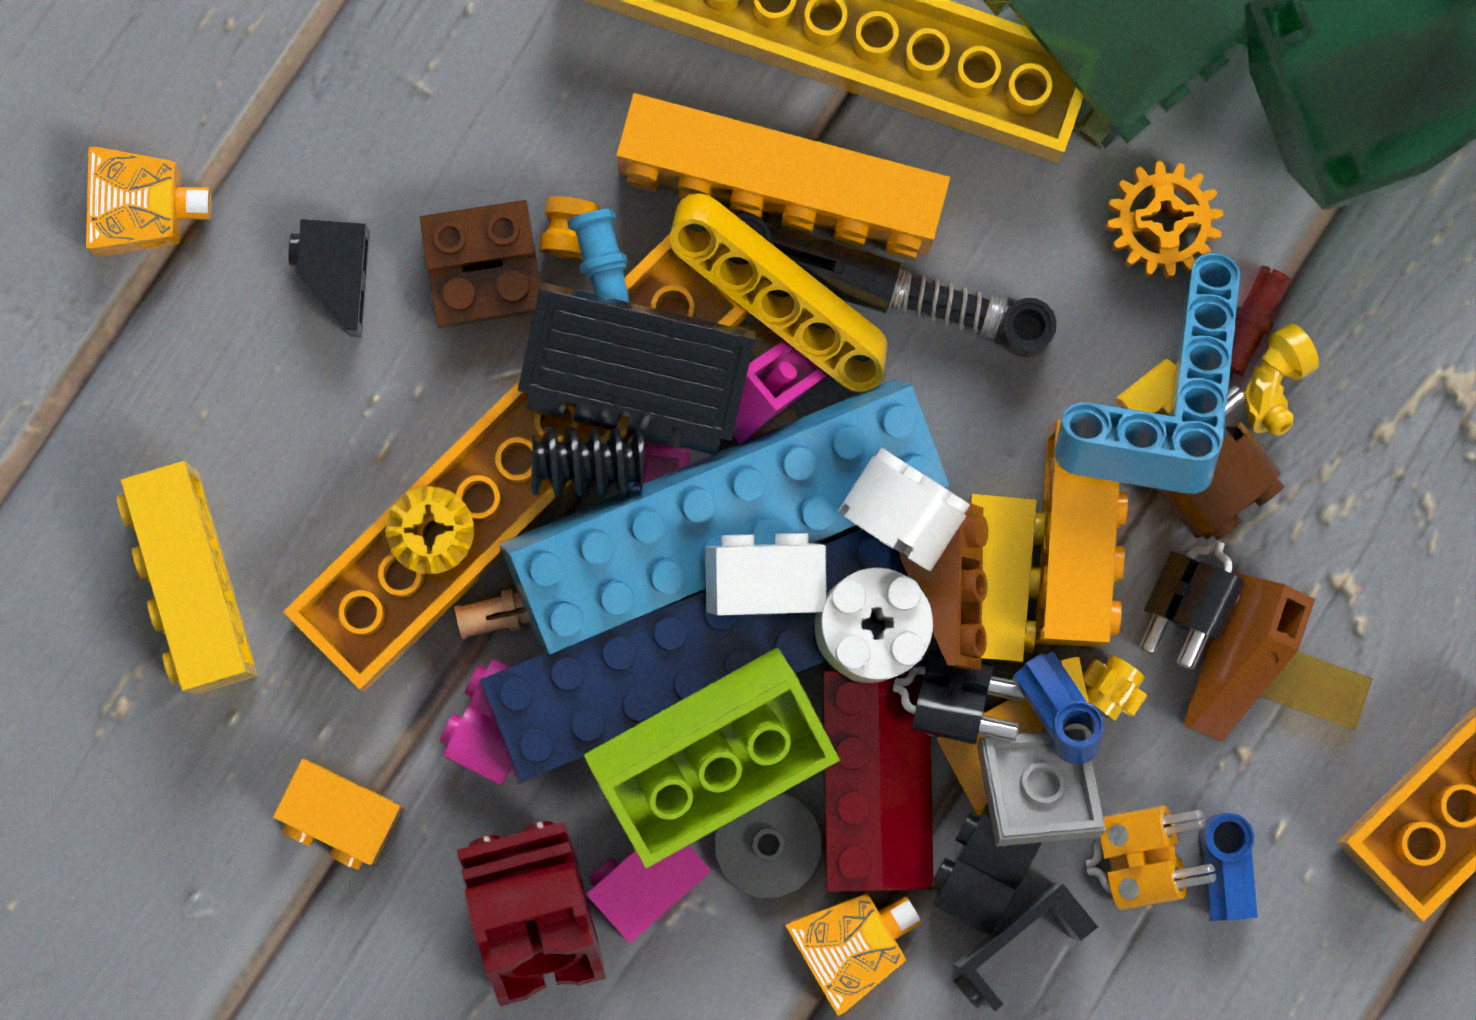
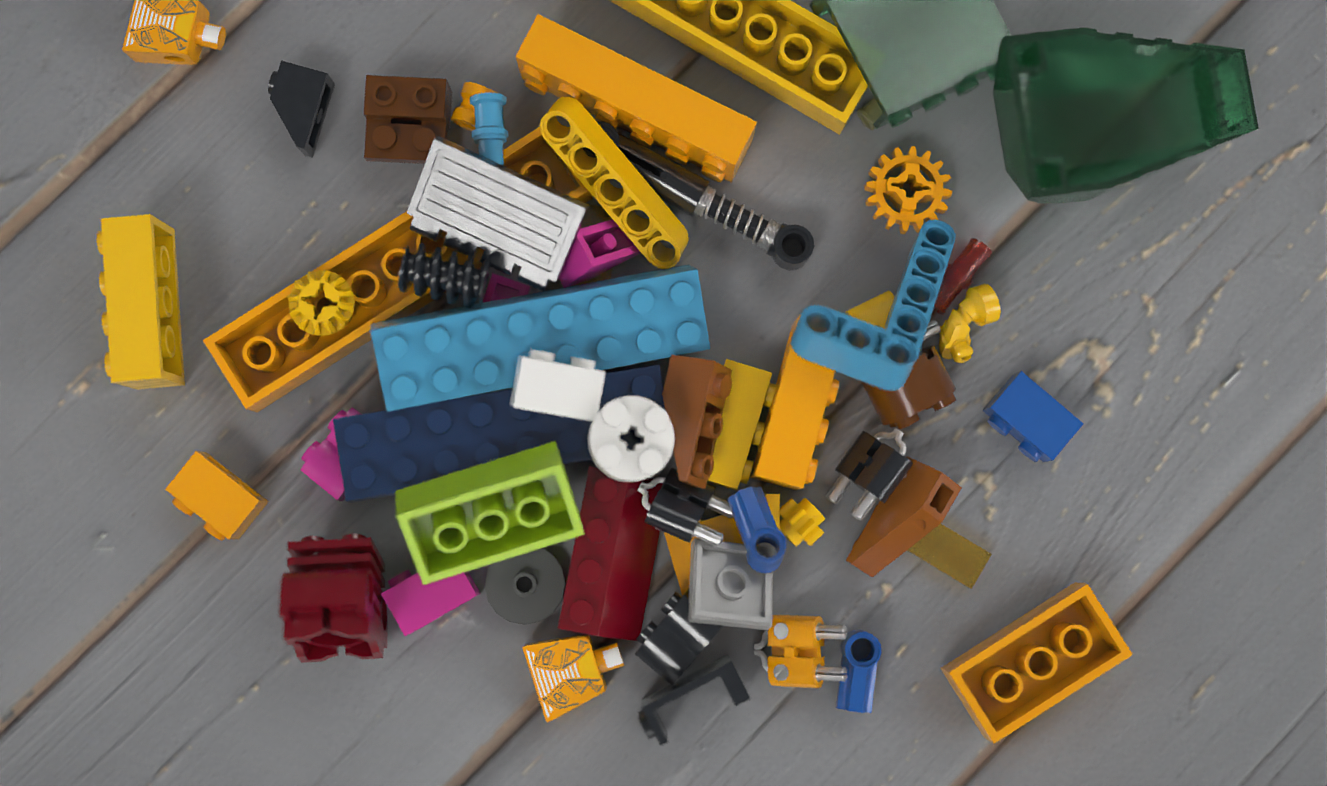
camera: 15 degrees right, 0 degrees up
(473, 617) = (347, 375): light nougat pin -> none
(904, 509) = (670, 357): white brick -> none
(1388, 489) = (1031, 418): none -> blue brick

